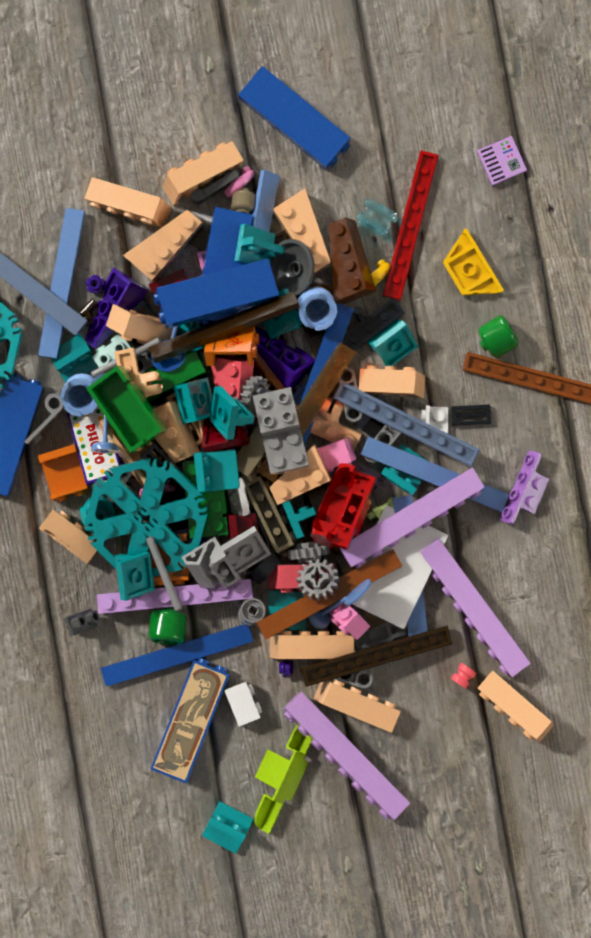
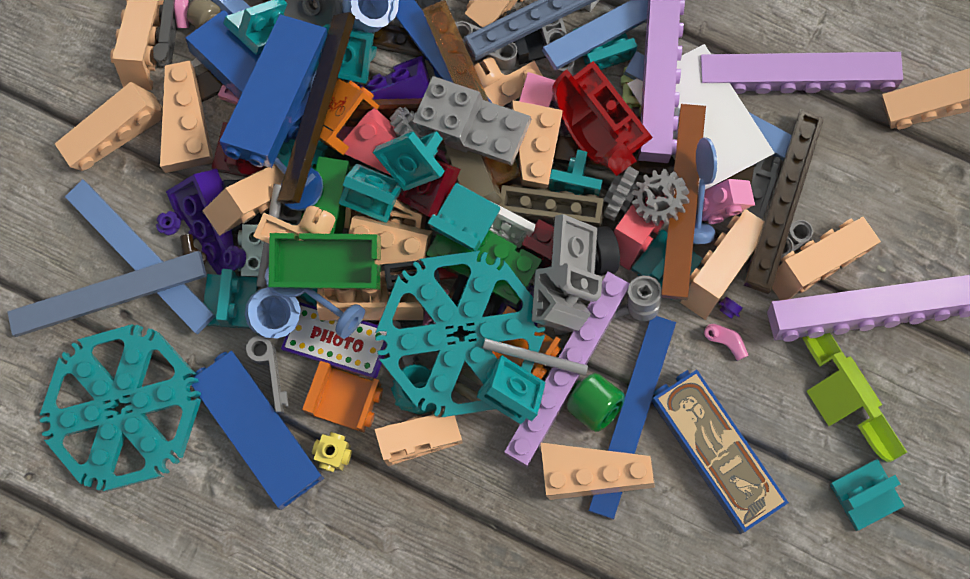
camera: 50 degrees left, 10 degrees down
(31, 496) = (338, 459): none -> light yellow brick
(82, 621) = (522, 492): dark grey hips -> none
(98, 345) = (234, 258): none -> dark purple plate
(120, 651) = (587, 471): none -> light nougat wedge
(243, 704) = (738, 379): white brick -> none
(266, 679) = (727, 337): none -> bright pink arm
(464, 674) = (865, 128): coral wheel -> none

